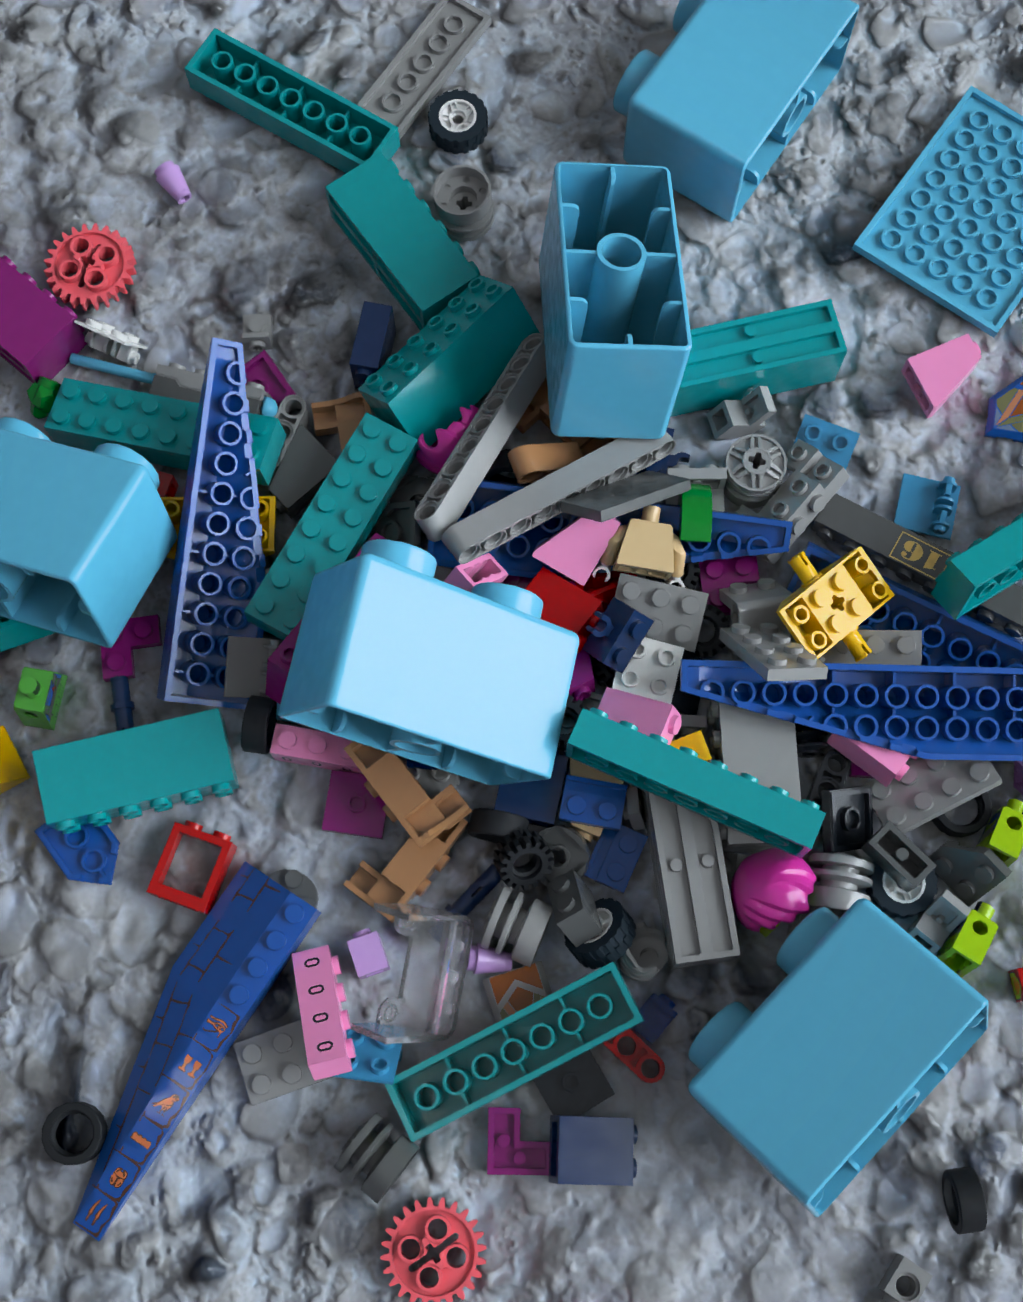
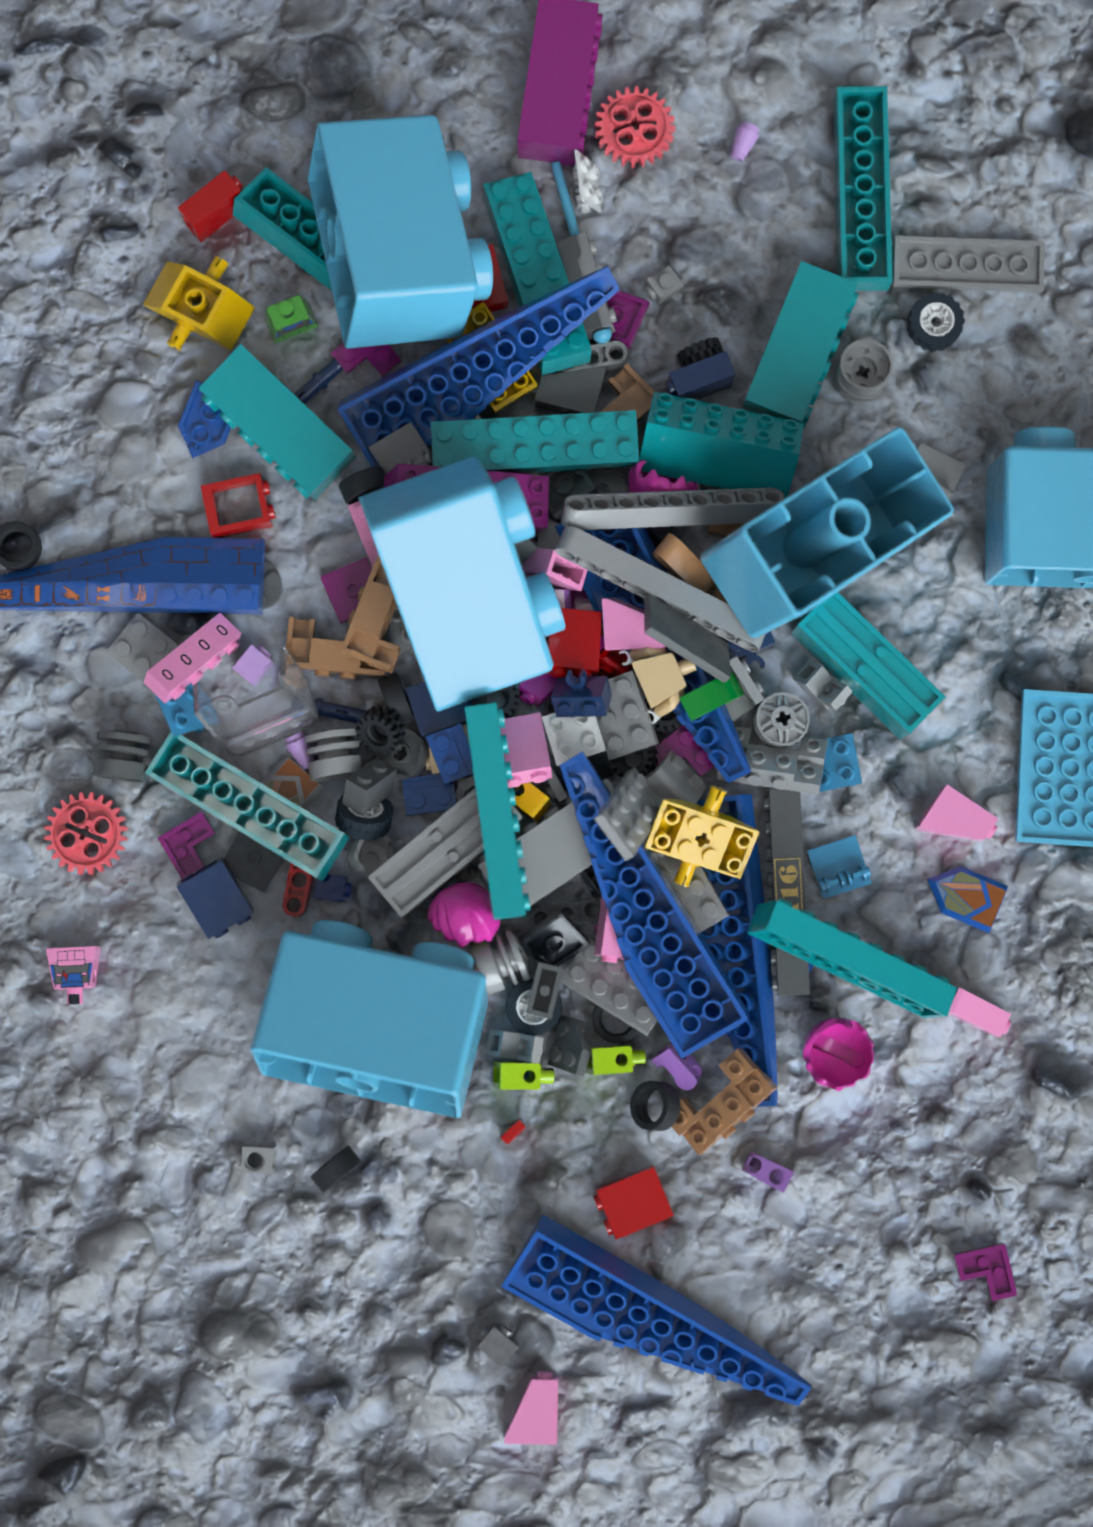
camera: 55 degrees right, 10 degrees up
(42, 396) = (511, 164): green rock -> none
(346, 332) = (699, 351): none -> black tyre

